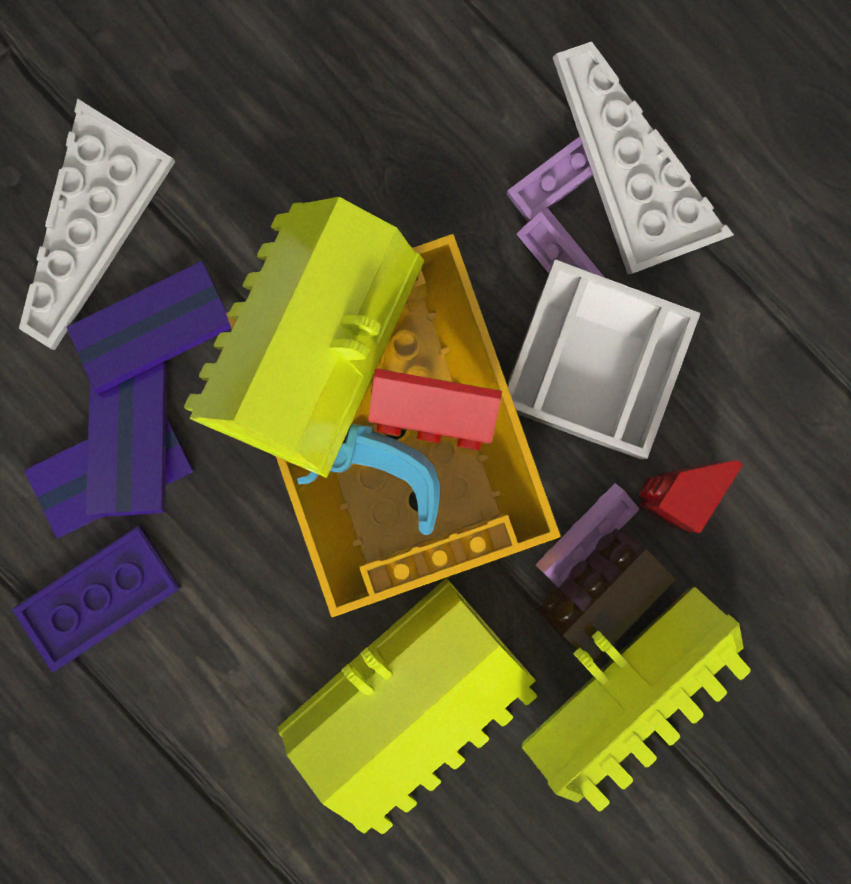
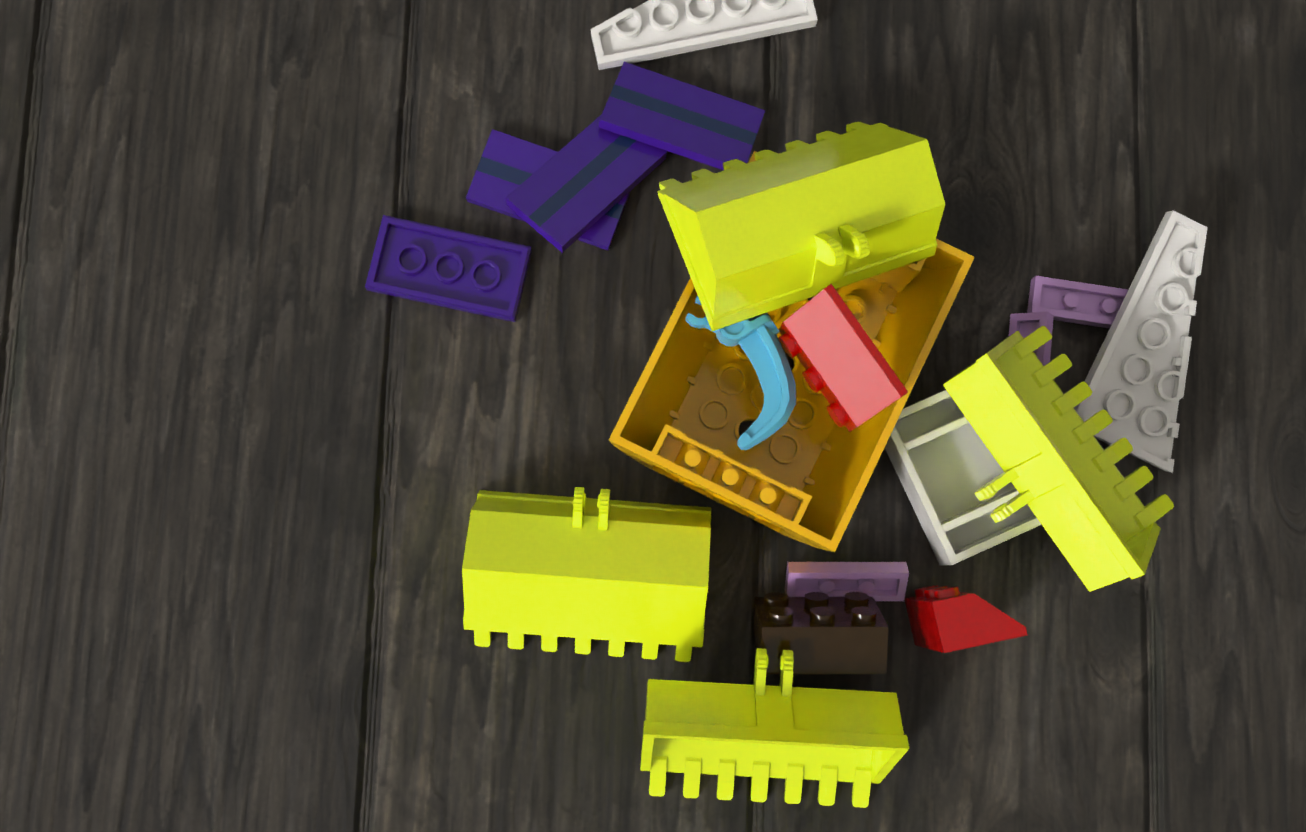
camera: 40 degrees right, 5 degrees down
(647, 317) = (1058, 461): none -> neon yellow piece

